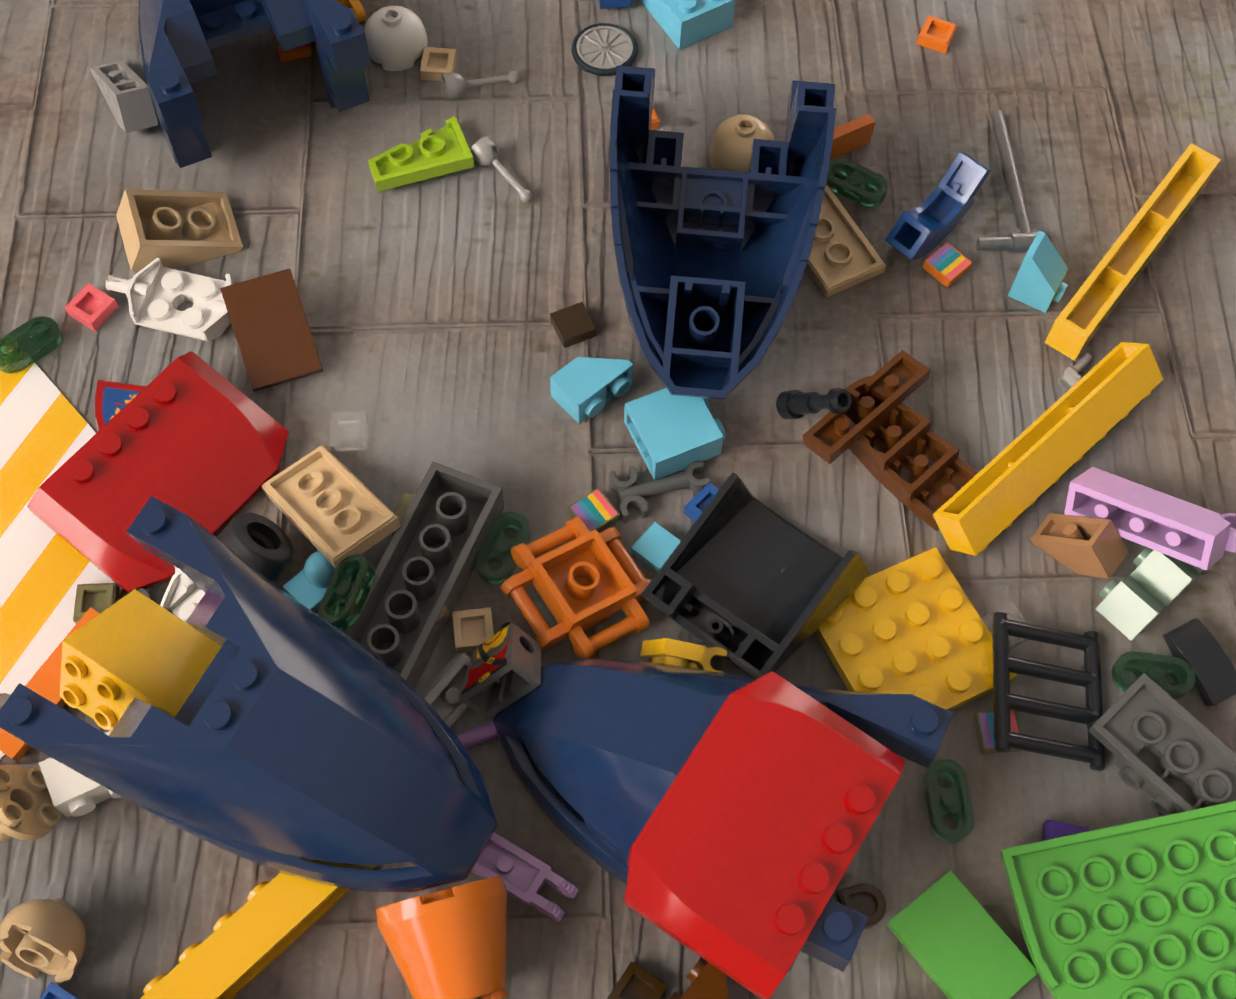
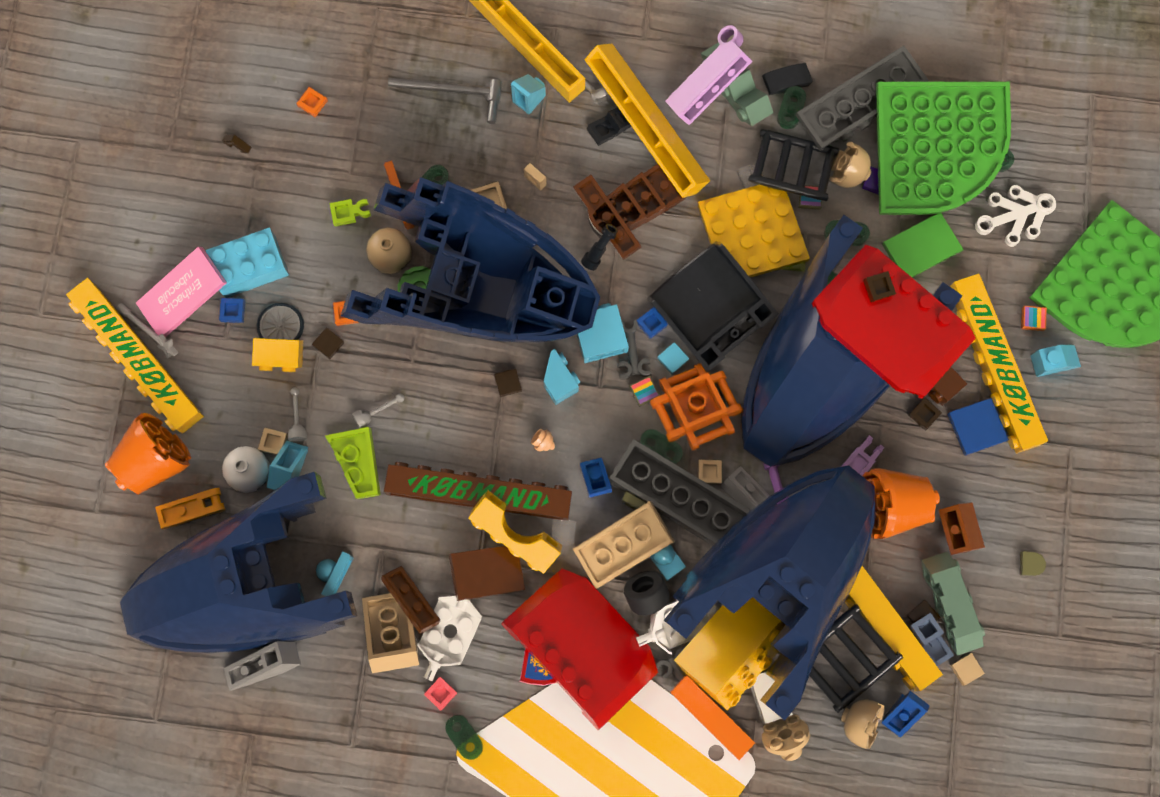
camera: 80 degrees left, 15 degrees up
(96, 596) = (660, 693): olive tile -> none
(132, 947) = (874, 672): none -> black bar
(223, 242) = (410, 599): none -> reddish brown tile
(256, 153) = (333, 572): none -> medium azure tile
(347, 591) = (693, 536): clear green plate -> none
(351, 313) = (537, 550): none -> yellow arch
(395, 312) = (468, 489): none -> reddish brown brick
(402, 78) = (286, 464): none -> medium azure slope
(442, 449) = (595, 477): none -> blue slope
(488, 381) = (543, 440): none -> light nougat plate
(501, 671) = (745, 455): dark grey torso -> none
(560, 43) = (277, 353): none -> yellow brick
(589, 102) = (328, 343): none -> dark brown tile
(680, 653) = (750, 356): yellow plate -> none
(778, 87) = (344, 211): none -> lime plate
(821, 777) = (879, 286): none -> dark brown tile
(907, 309) = (535, 176): none -> tan tile
(927, 225) = (467, 140): blue arch -> none
(947, 265) = (503, 144): tile -> none
(1020, 399) = (608, 126): none -> black slope
(1074, 790) = (851, 166): none -> tan cylinder
(1082, 544) = (709, 122): medium nougat slope -> none

